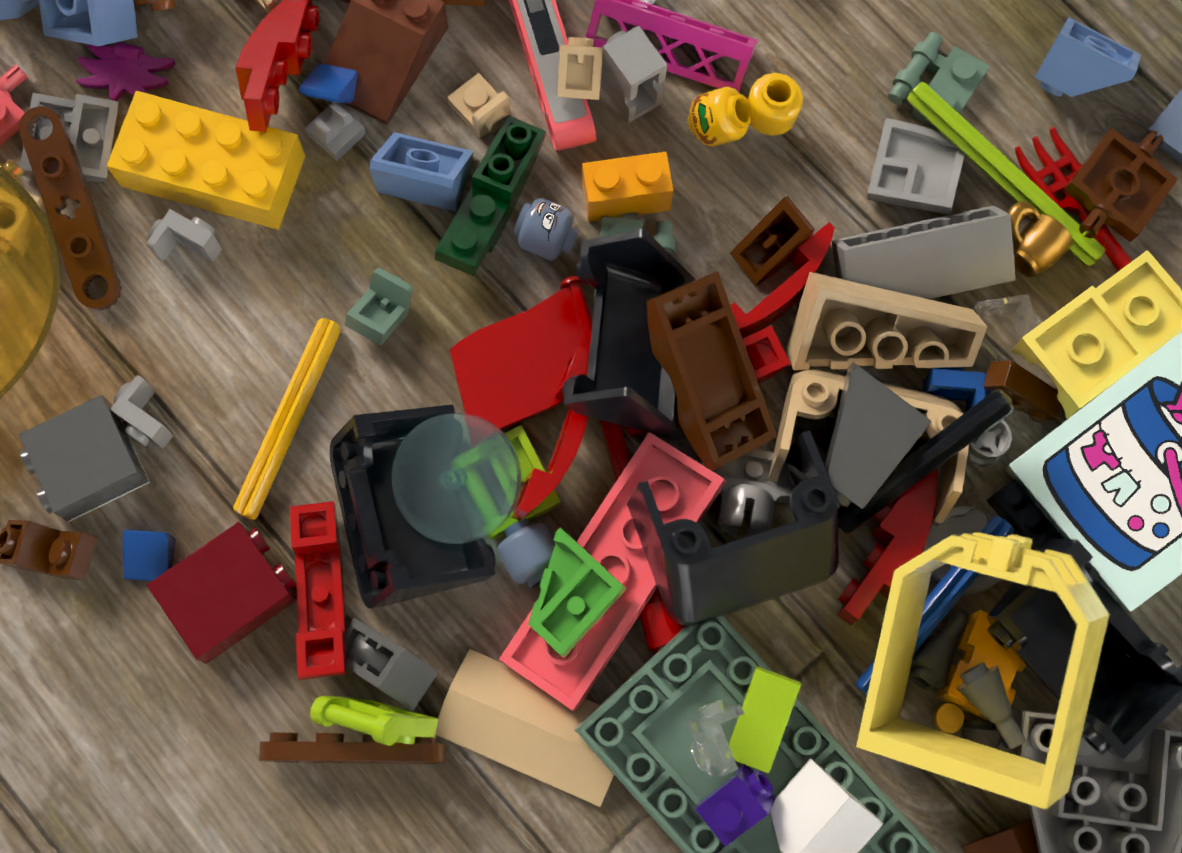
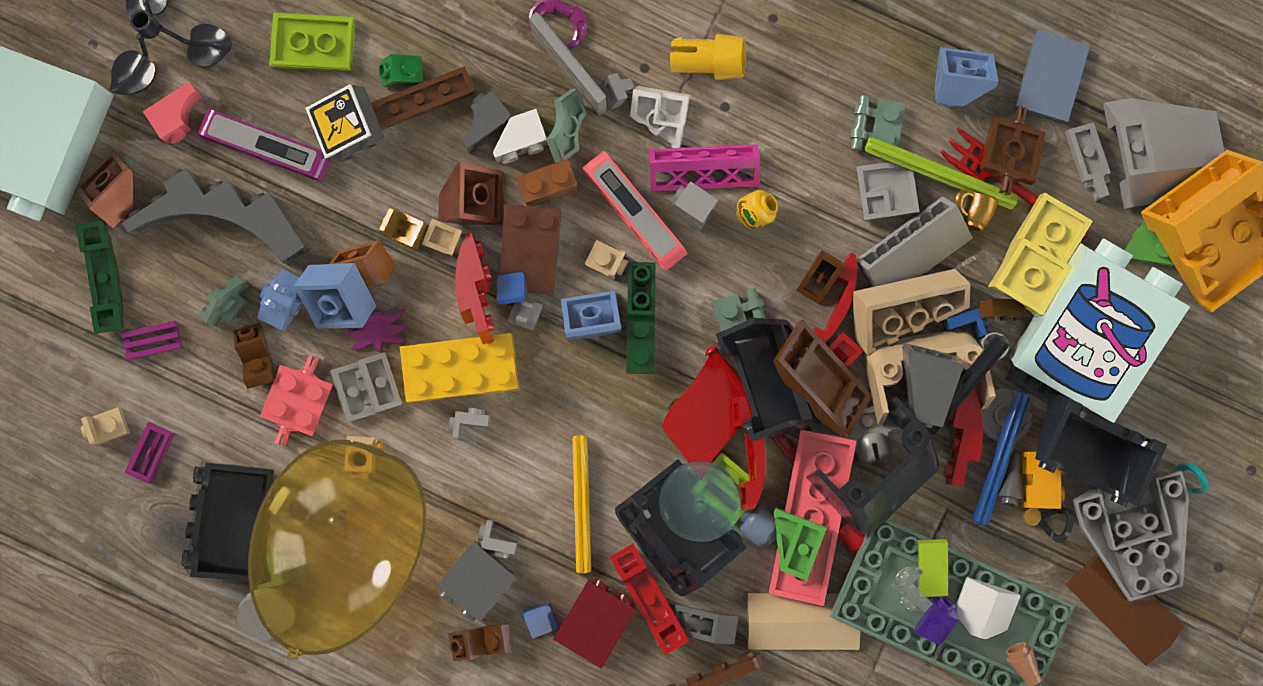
camera: 25 degrees left, 10 degrees up
(61, 178) = (378, 418): reddish brown piece -> none
(381, 307) = (606, 416): sand green bracket -> none
(381, 720) = (718, 659): lime plate -> none
(545, 229) = (683, 325): sand blue head -> none
(579, 69) = (663, 219): tan bracket -> none
(627, 186) = (719, 277): light orange brick -> none
(775, 104) = (787, 179): yellow head -> none
(956, 757) = (1047, 545): light yellow container -> none
(987, 693) = (1049, 499): dark grey cone -> none

